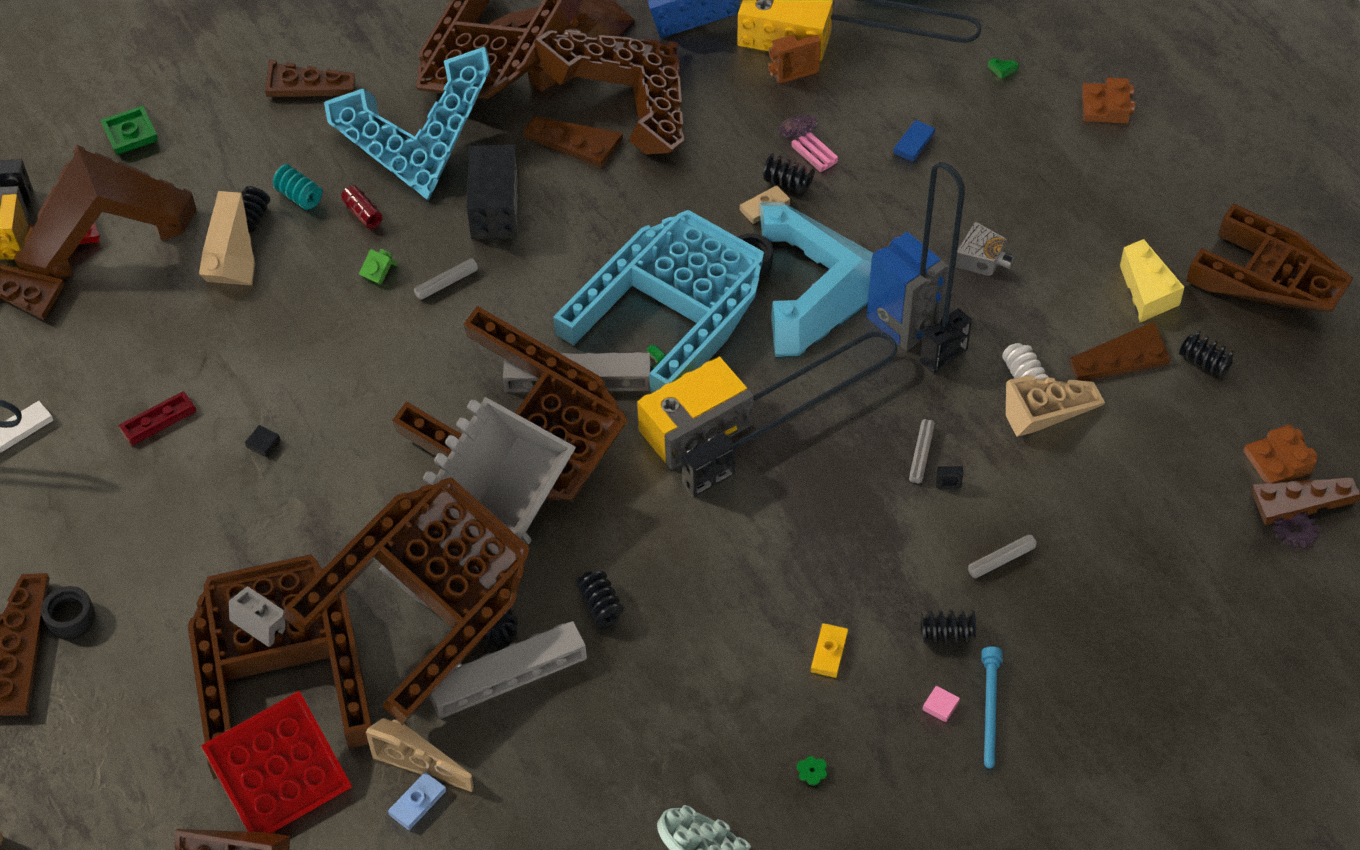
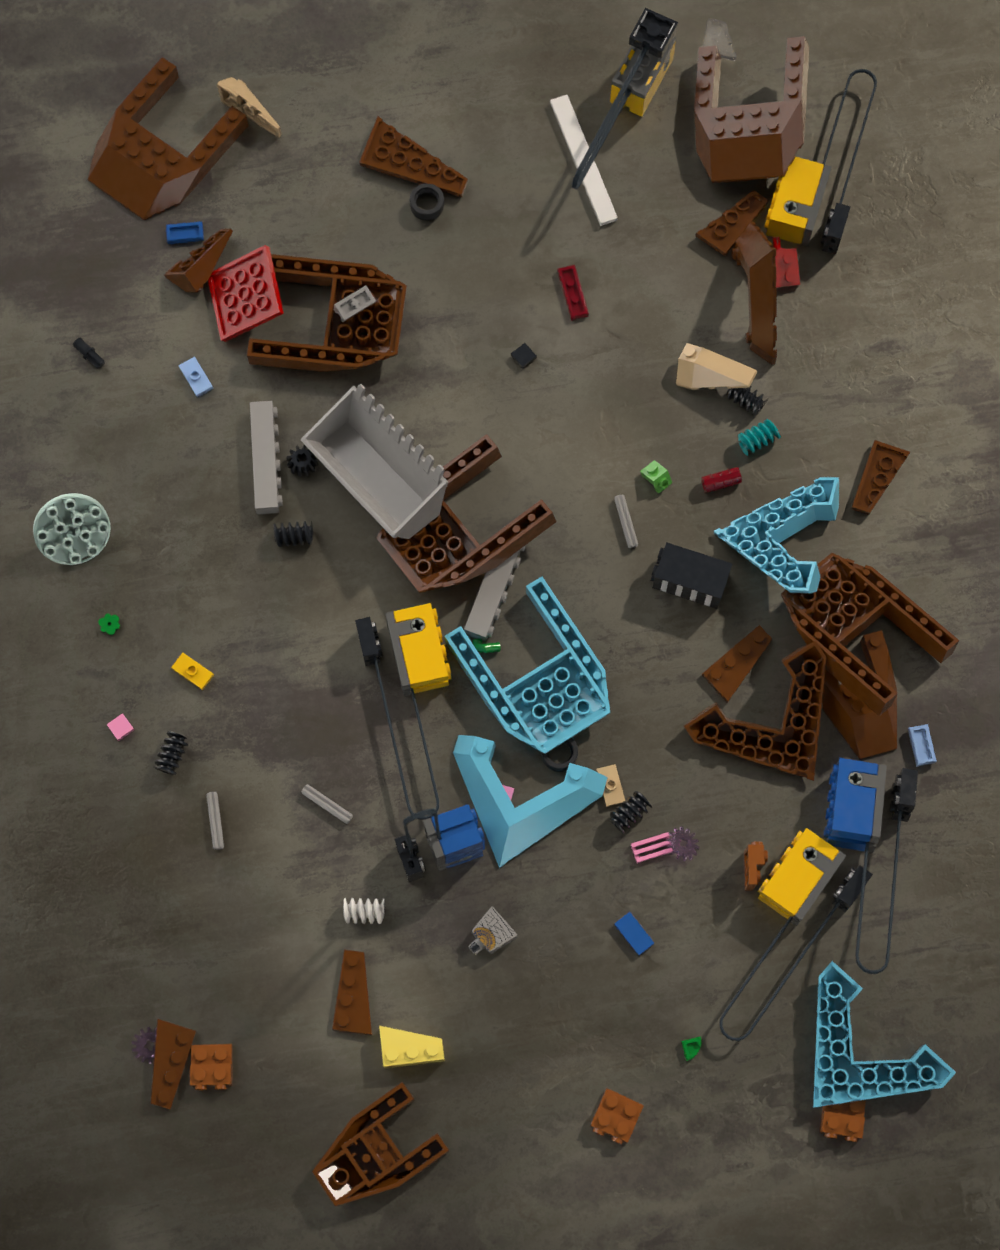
camera: 110 degrees right, 20 degrees up
(129, 130) = (869, 332): green plate -> none
(408, 750) = (234, 376): tan wedge -> none
(448, 556) = (335, 423): reddish brown wedge -> none
(949, 476) = (293, 810): black tile -> none
(991, 658) = (136, 774): dark azure piece -> none
(1042, 403) = (325, 908): tan wedge -> none
(1207, 354) = (321, 1058): black piece -> none

